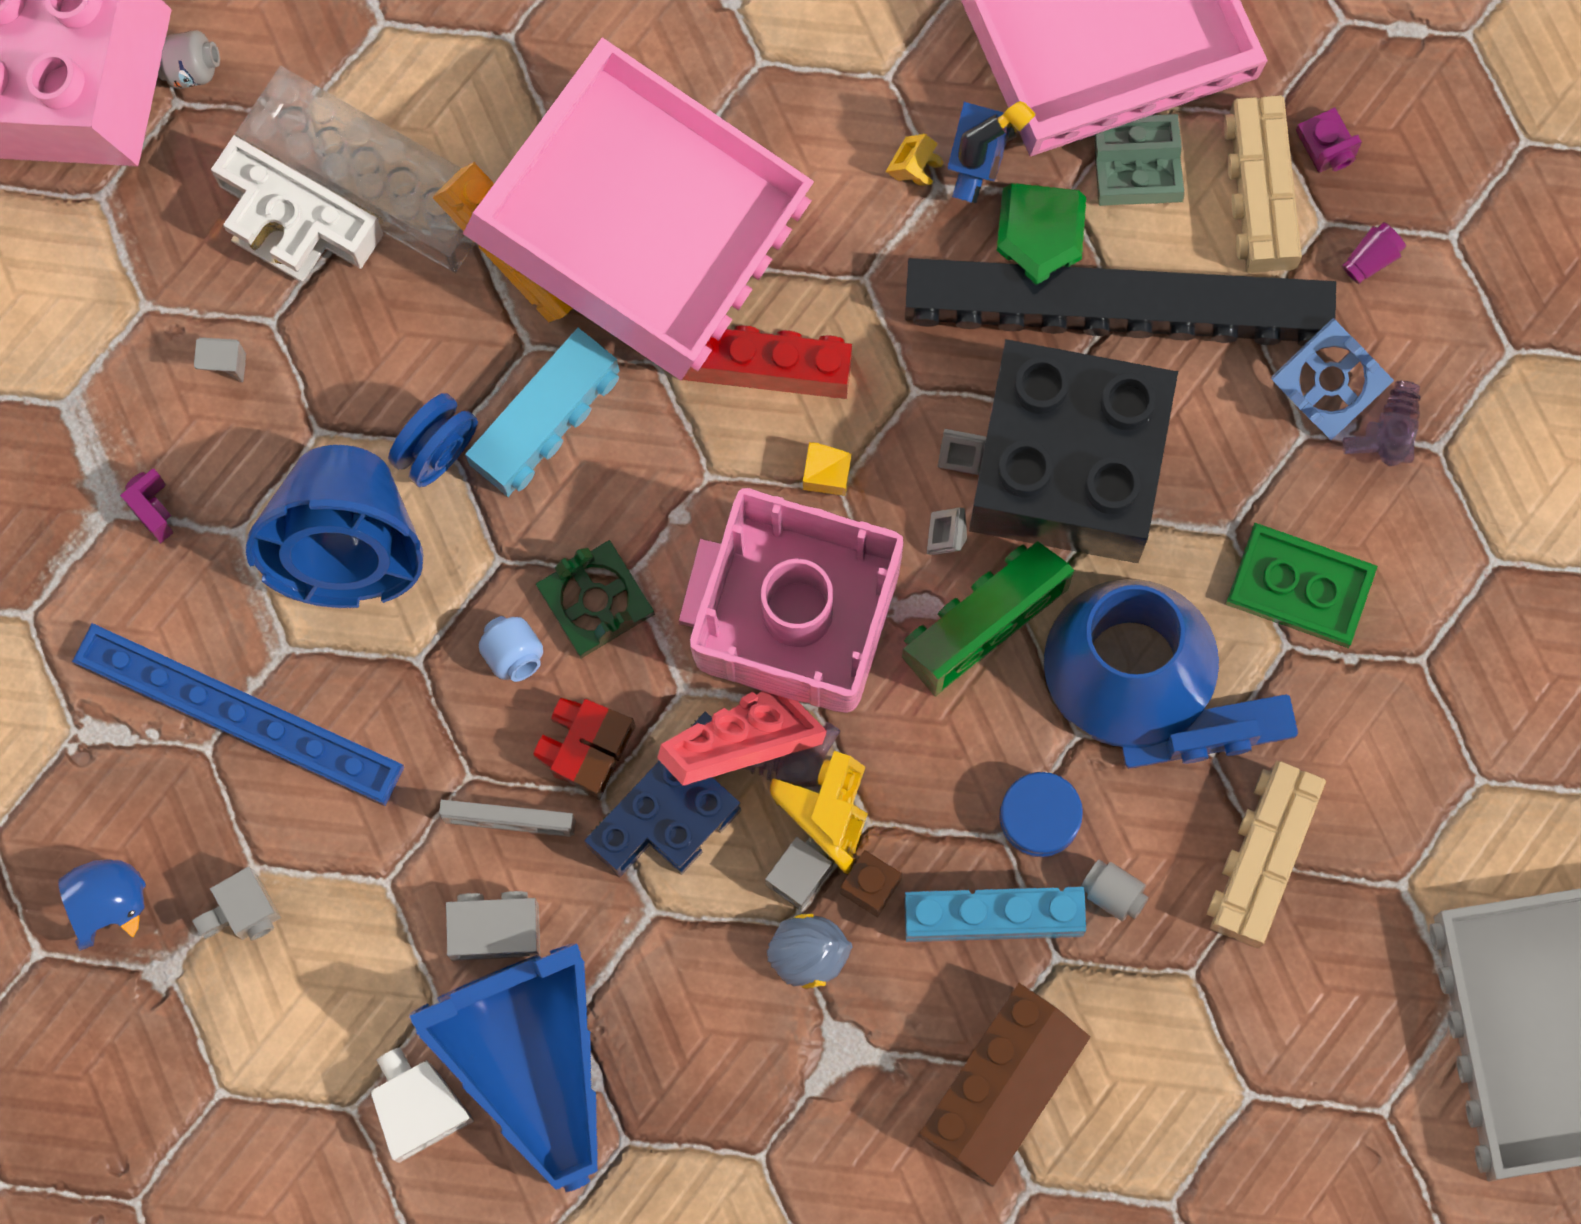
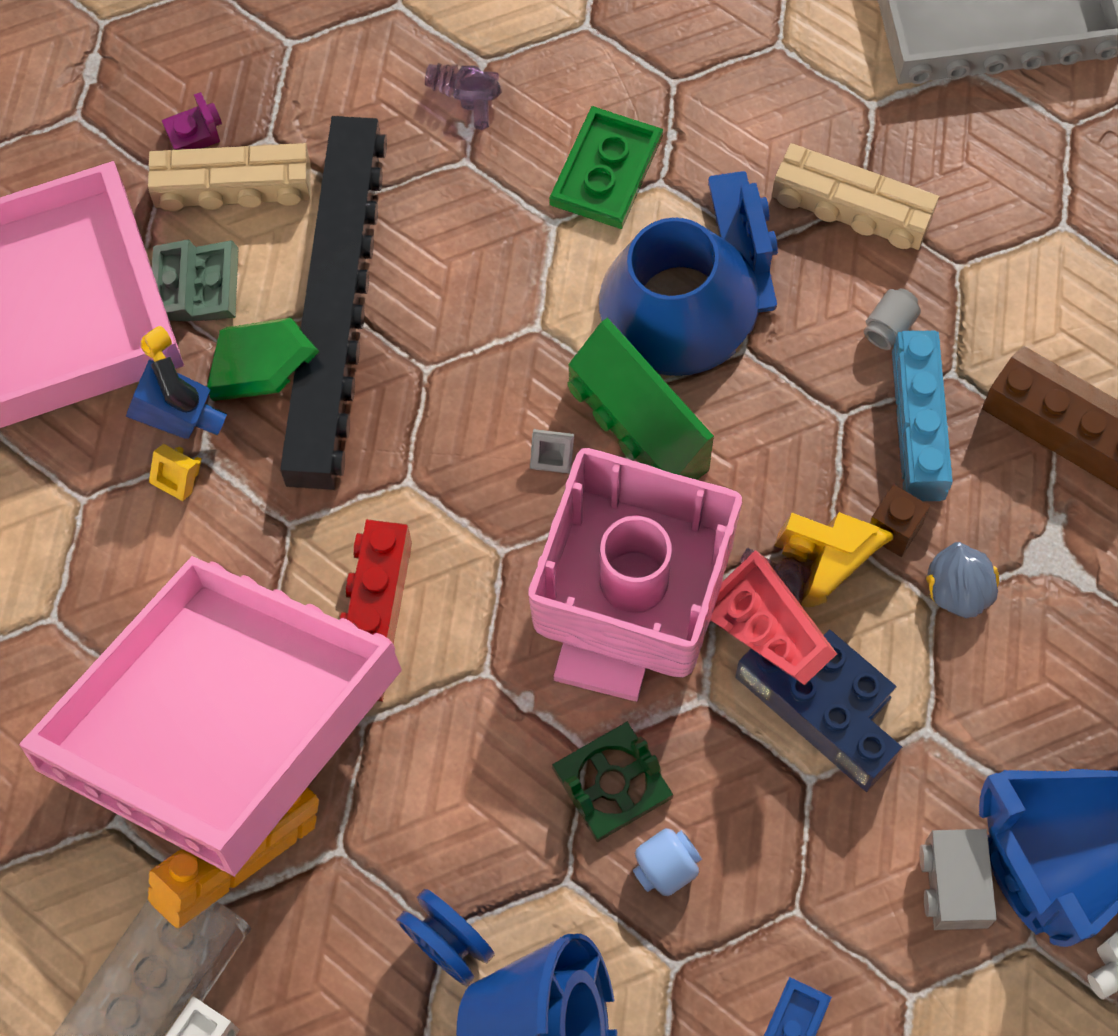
camera: 90 degrees left, 10 degrees down
(507, 818) = (845, 865): light grey tile -> none
(543, 413) = (416, 829): medium azure brick -> none
(579, 762) = (781, 800): hips -> none
(799, 872) = (888, 585): light grey brick -> none
(826, 469) = (486, 558): yellow slope -> none
(961, 451) = (472, 437): light grey slope -> none
(1041, 814) = (824, 377): blue head -> none
(1073, 451) = (483, 328): black brick -> none
(1332, 421) = (415, 159): medium blue piece -> none
(1375, 251) = (302, 94): magenta cone -> none

